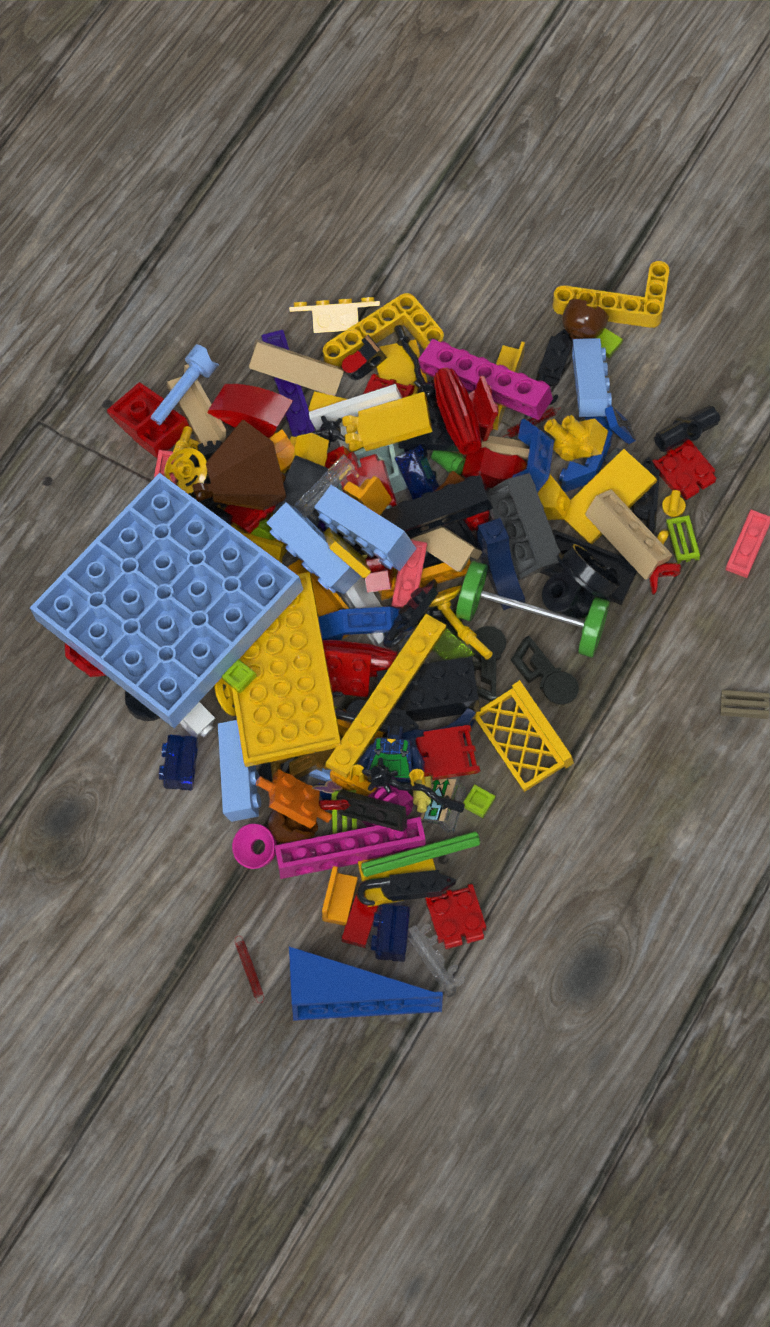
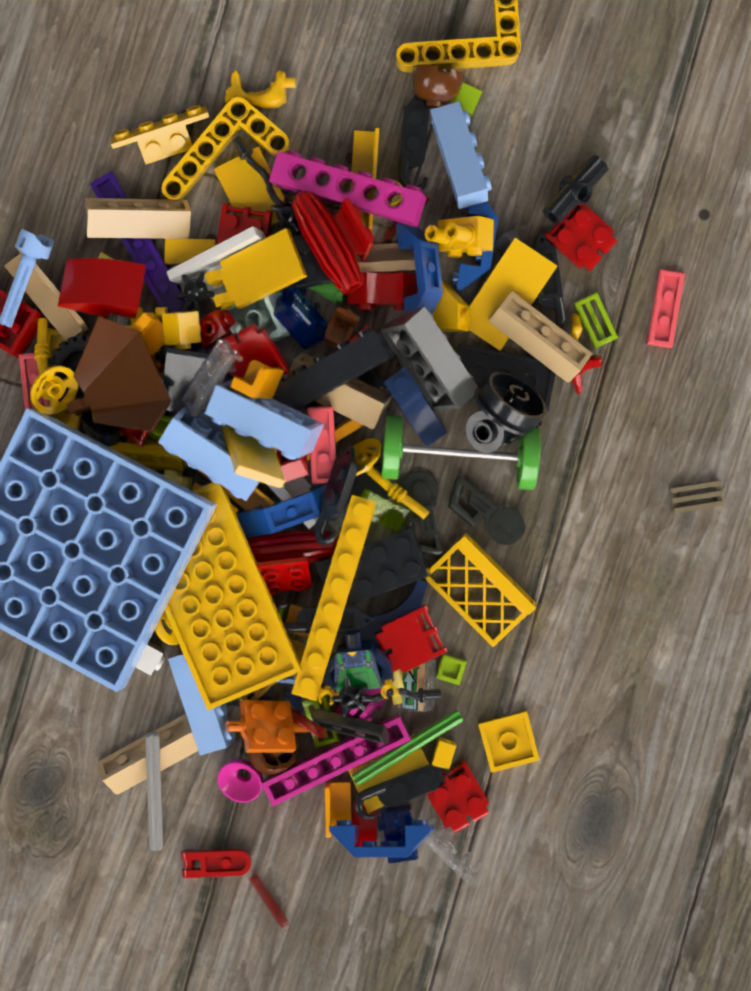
camera: 15 degrees left, 25 degrees up
(170, 836) = (154, 791): none -> light grey axle
(174, 811) = (128, 765): none -> tan panel
(180, 762) = (140, 705): clear blue brick -> none
(208, 920) = (215, 862): none -> red plate
(239, 676) = (176, 616): lime tile -> none
(330, 787) = (297, 704): medium lavender sticker -> none
(337, 990) = (358, 913): blue piece -> none
(363, 360) = (210, 187): black leg -> none
(410, 922) = (349, 837): none -> blue slope
(439, 305) = (271, 98): none -> yellow animal
(454, 865) = (443, 753): none -> yellow piece
(518, 877) = (508, 741): none -> yellow tile
(619, 425) = (503, 205): blue tile -> none
(674, 504) = (578, 283): yellow plate -> none

